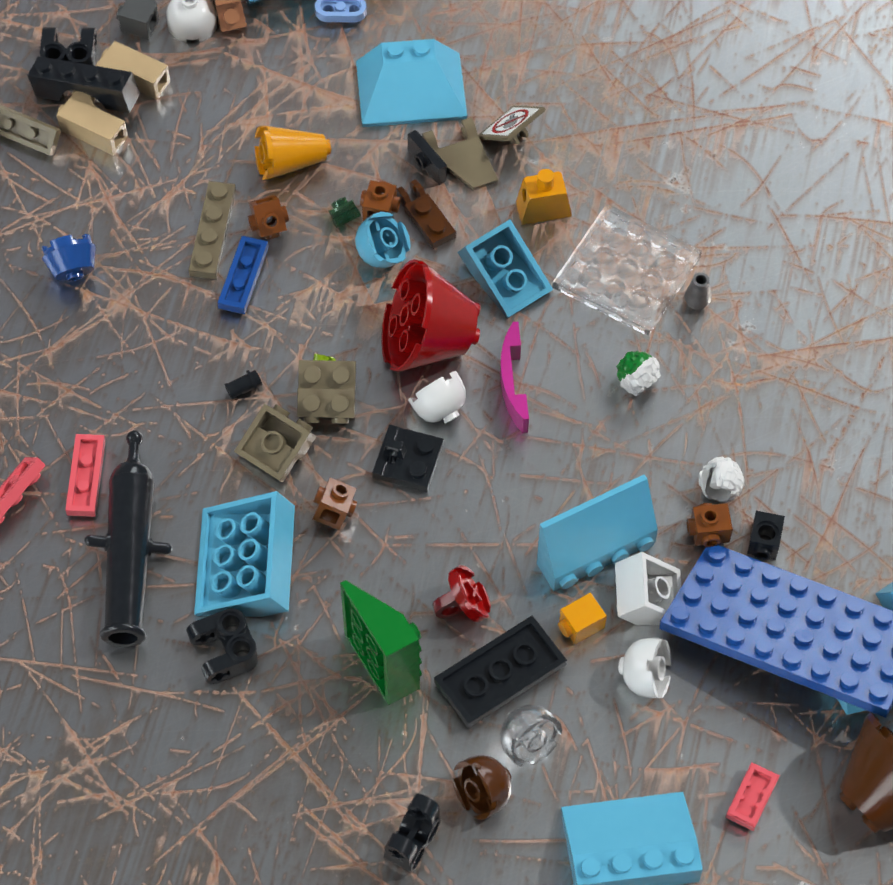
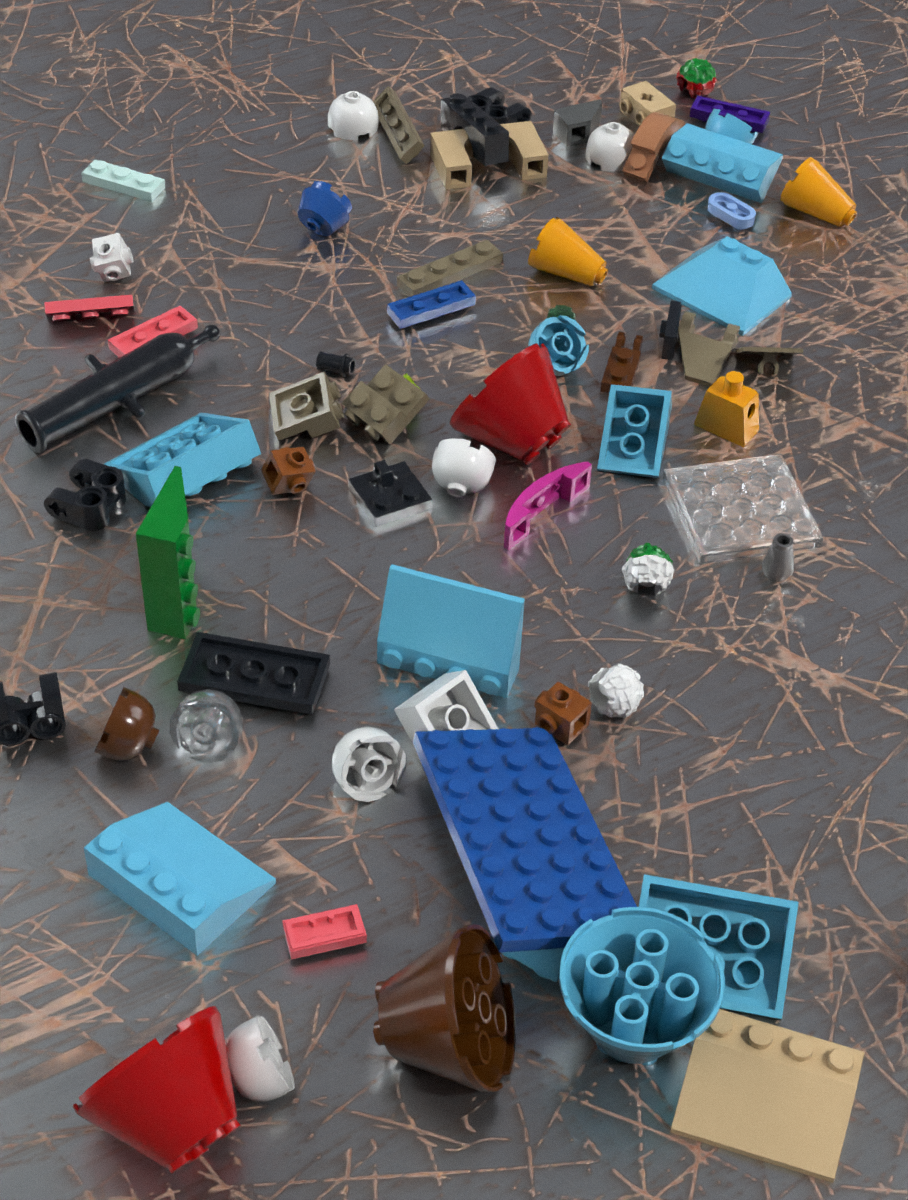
camera: 45 degrees right, 15 degrees down
(261, 210) = (495, 281): dark orange brick -> none
(379, 197) = (597, 325): dark orange brick -> none
(464, 596) = (296, 597): red tile -> none
(582, 619) = (365, 690): light orange brick -> none
(768, 525) = (602, 761): black brick -> none

